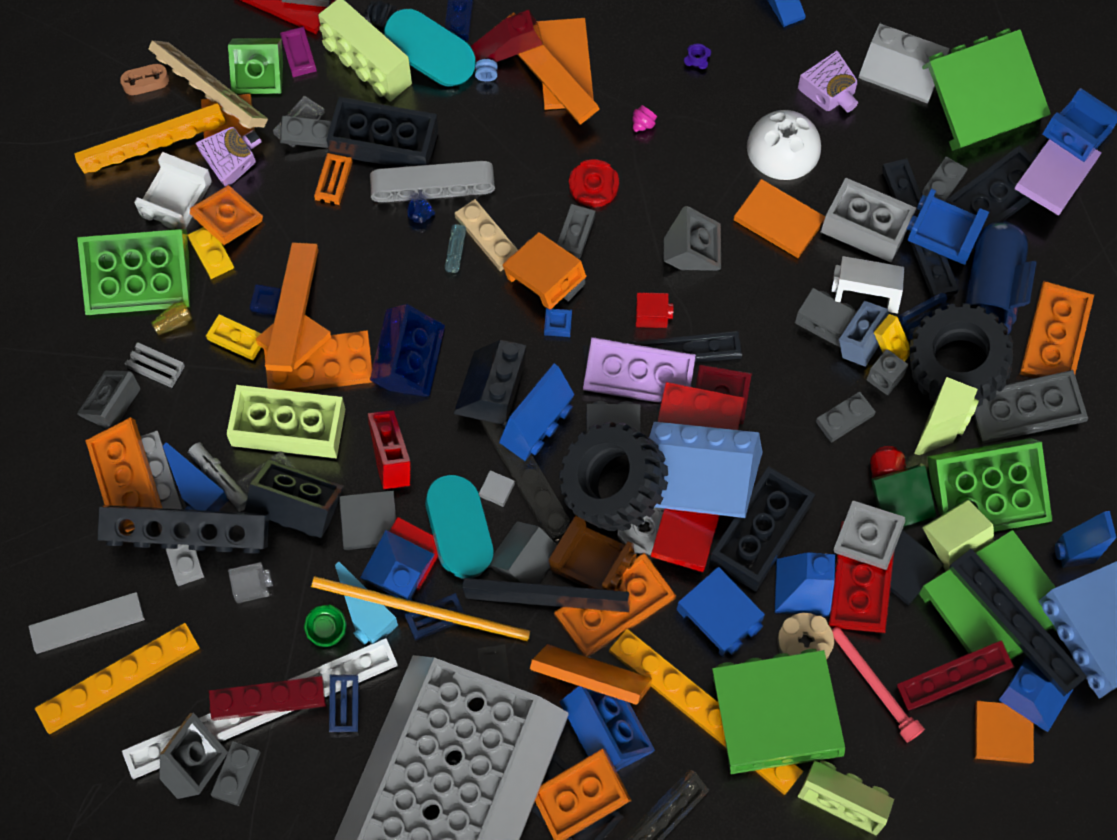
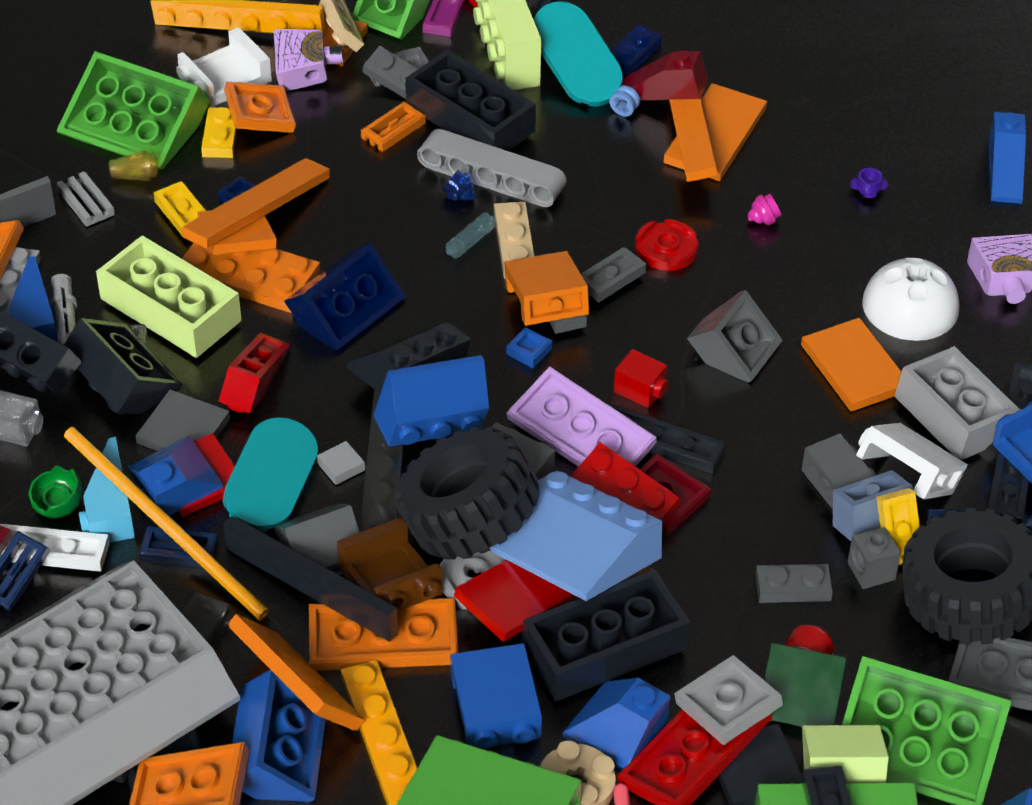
camera: 30 degrees right, 20 degrees down
(948, 416) = (906, 619): yellowish green slope -> none

